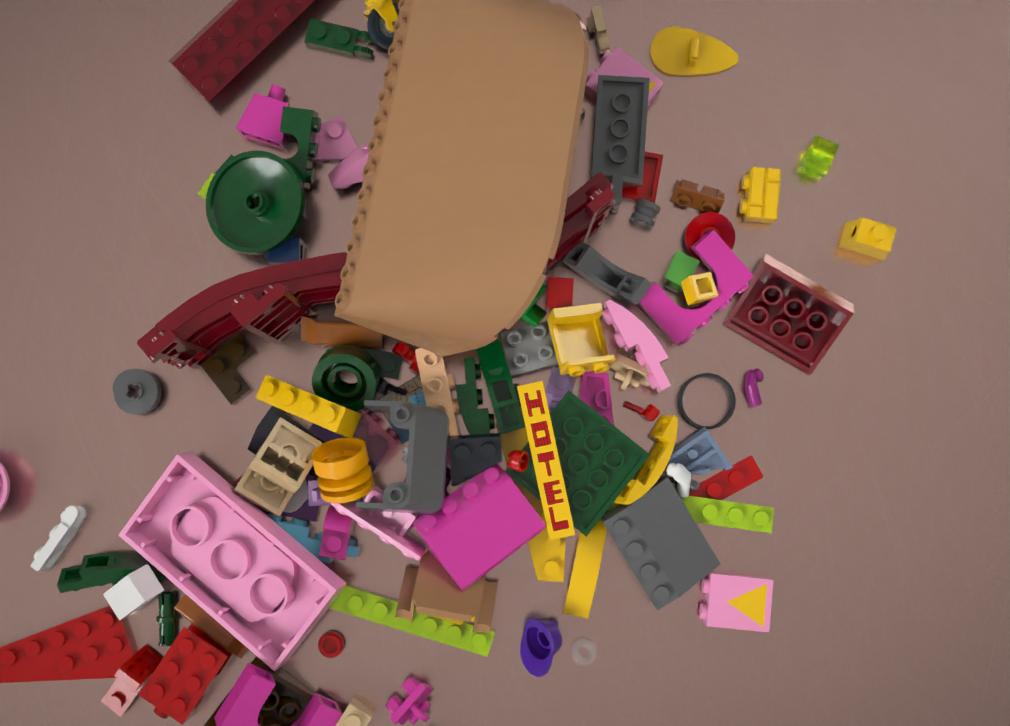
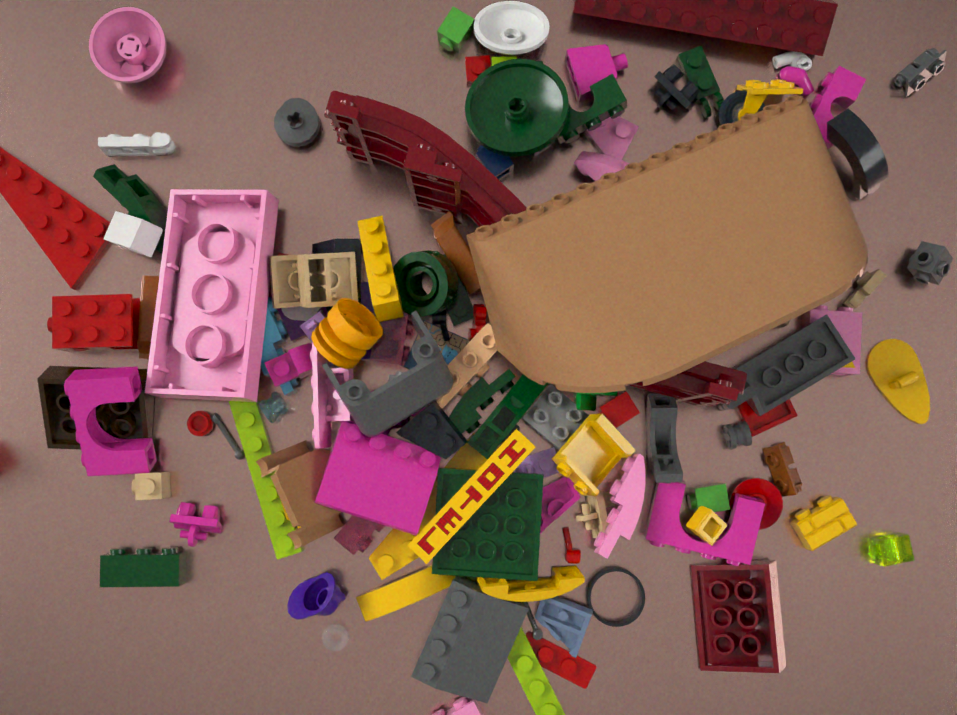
camera: 55 degrees right, 0 degrees up
(131, 679) = (62, 282): red bracket -> none
(153, 207) = (455, 30): none -> bright green brick
(166, 618) = (131, 275): dark green pin -> none
(185, 160) = (511, 27): none -> white dish
(196, 212) = (475, 66): none -> red plate
(224, 366) = (366, 178): dark brown plate -> none
(342, 61) = (668, 80): none -> black hips
(360, 573) = (273, 407): none -> clear light blue wheel
(379, 629) = (239, 454): none -> dark grey hinge
(511, 576) = (356, 533): none -> clear pink brick
(518, 460) = (455, 473): red hinge -> none
(682, 476) = (537, 621): white arm -> none
(751, 386) = (653, 627): magenta arm -> none
(870, 237) = (852, 643): yellow torso -> none

